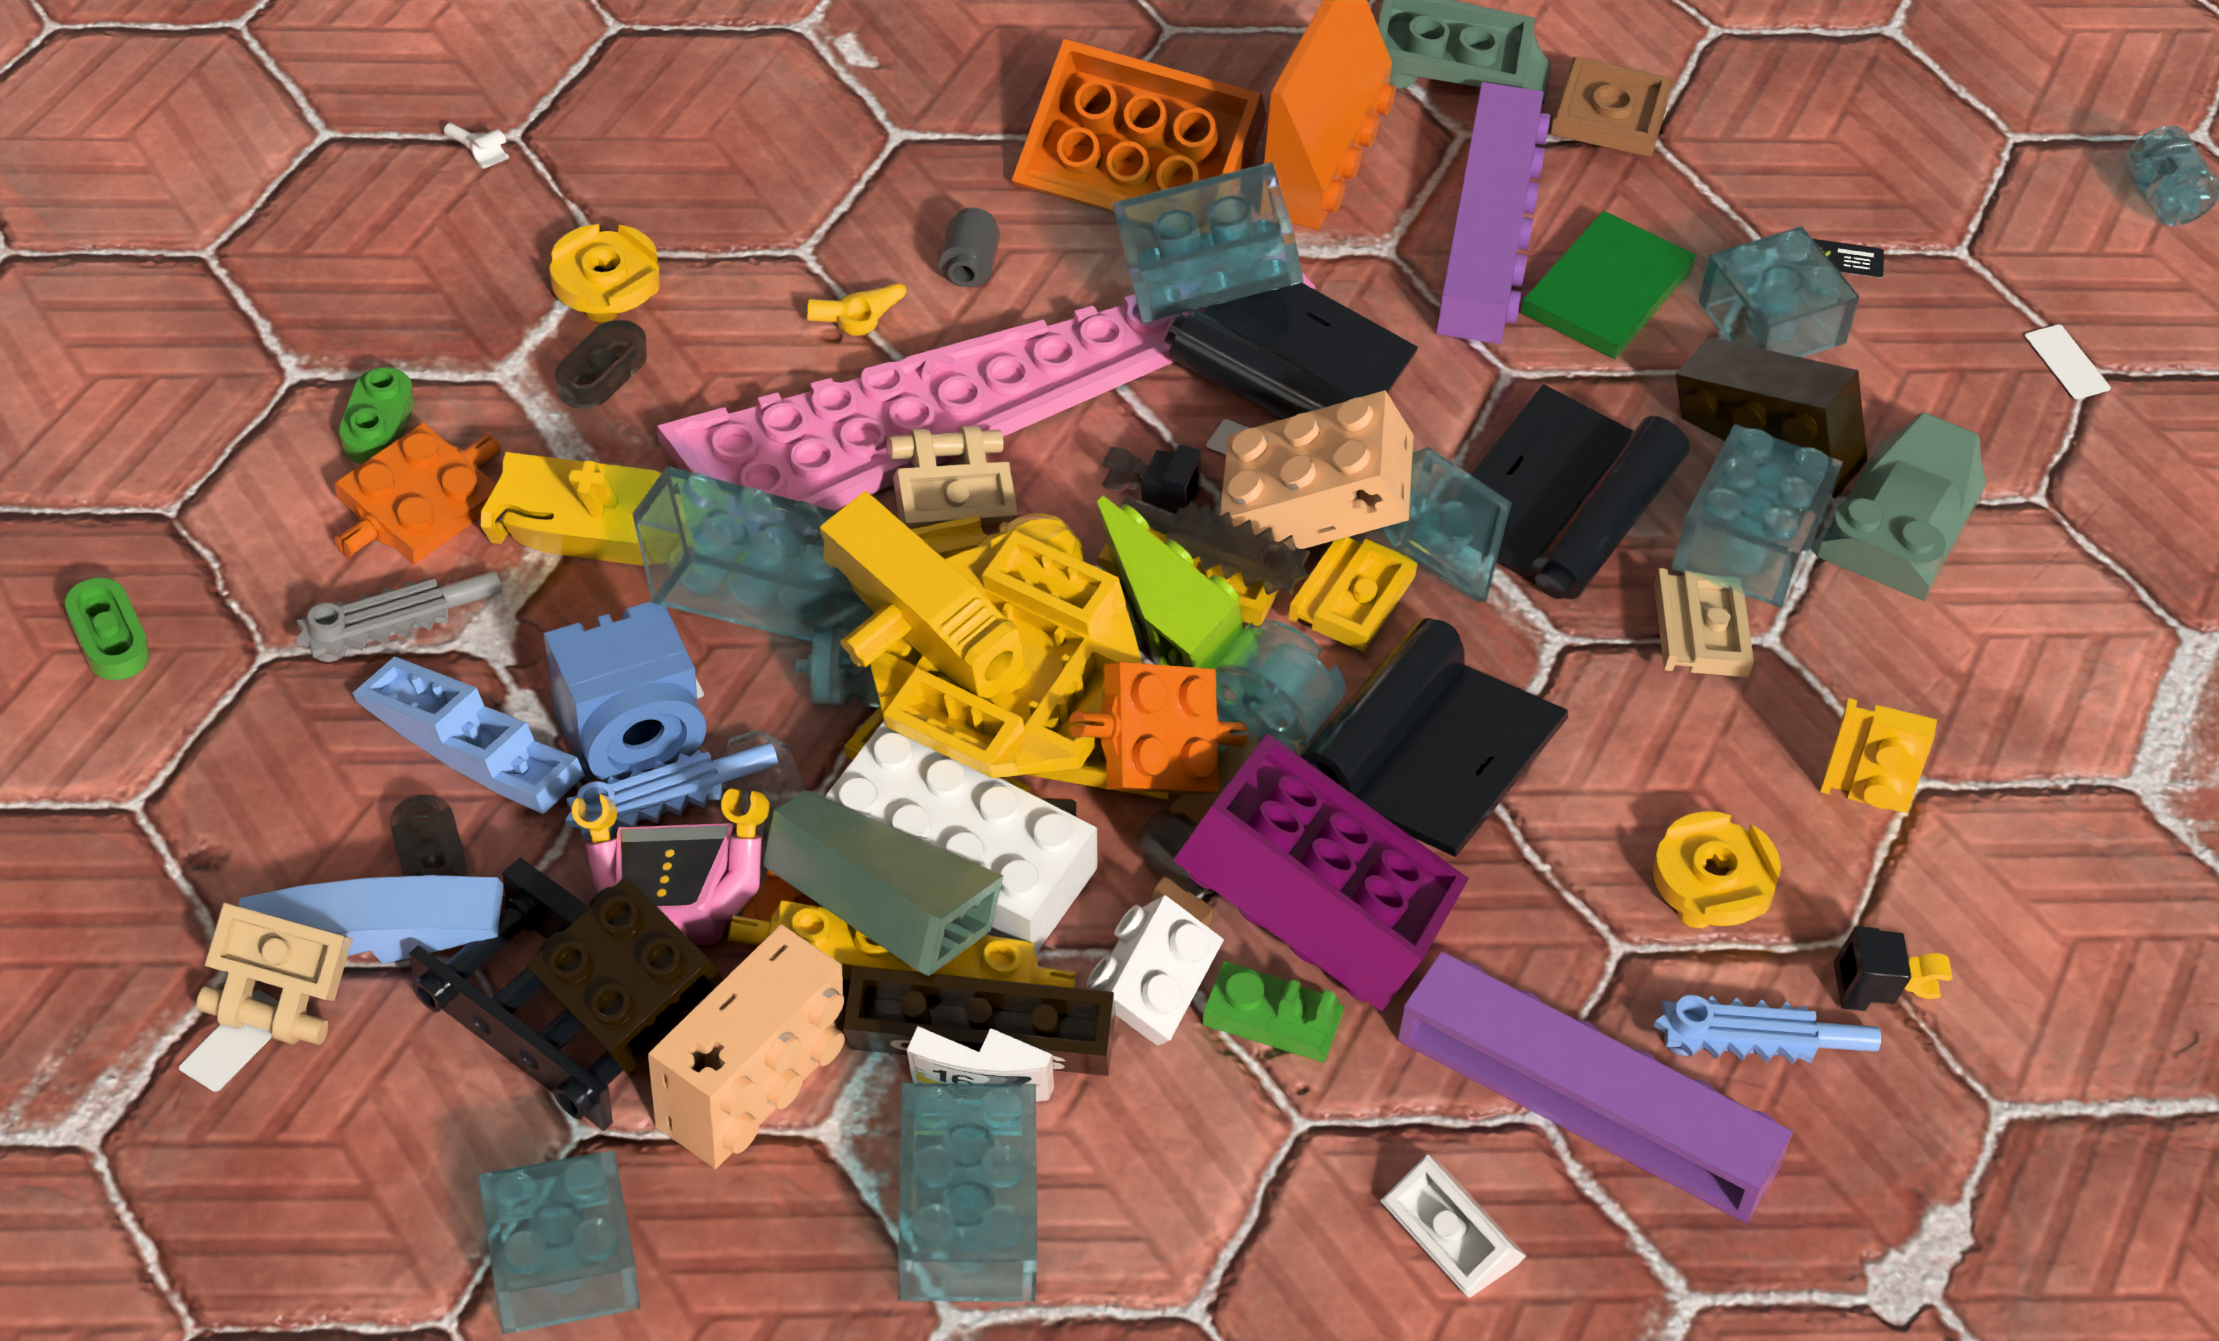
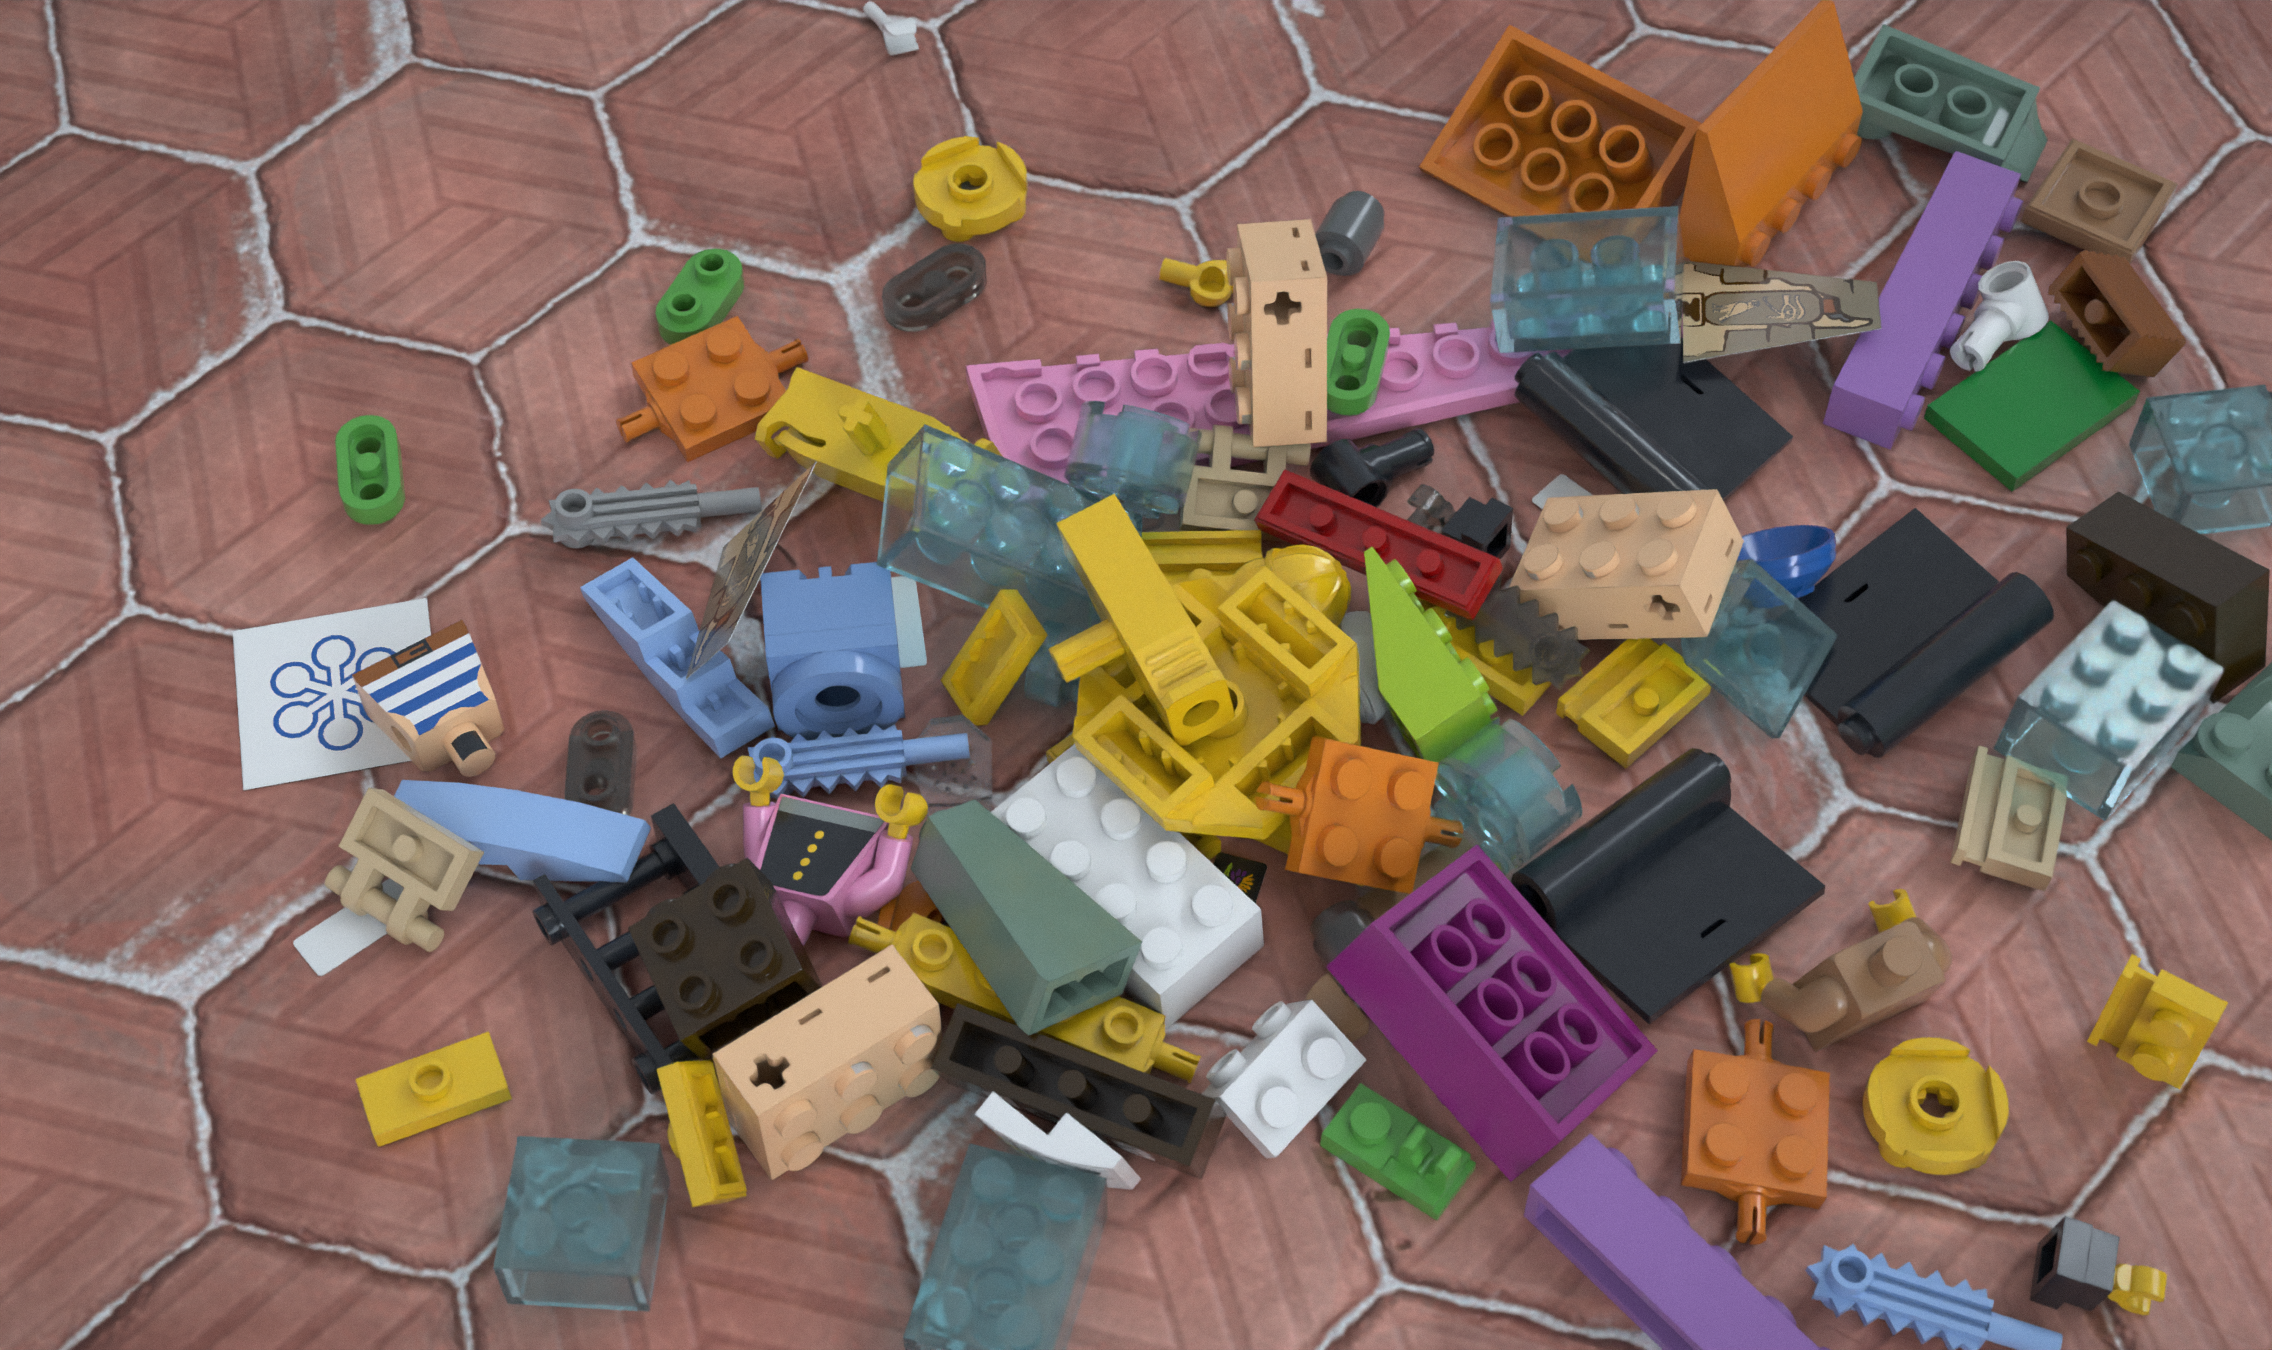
camera: 20 degrees right, 5 degrees up
(141, 838) = (300, 697): none -> white sticker
(249, 821) = (435, 702): none -> torso
(367, 1163) = (433, 1089): none -> yellow plate
(515, 641) = (739, 572): none -> sticker
(645, 1136) = (701, 1132): none -> yellow plate
(775, 669) = (994, 657): none -> yellow plate
(843, 462) = (1135, 456): none -> clear light blue brick
(956, 332) = (1278, 332): none -> light nougat piece
(1016, 353) = (1352, 370): none -> bright green plate
(1022, 487) = (1345, 527): none -> red tile
(1053, 453) = (1371, 469): none -> black pin
(1360, 244) = (1758, 309): none -> sticker
(1457, 439) = (1792, 554): none -> blue piece
(1566, 210) = (2009, 311): none -> white pin
(1573, 923) = (1755, 1130): none -> orange plate
(1622, 783) = (1858, 983): none -> medium nougat torso
(1659, 194) = (2116, 314): none -> dark orange brick

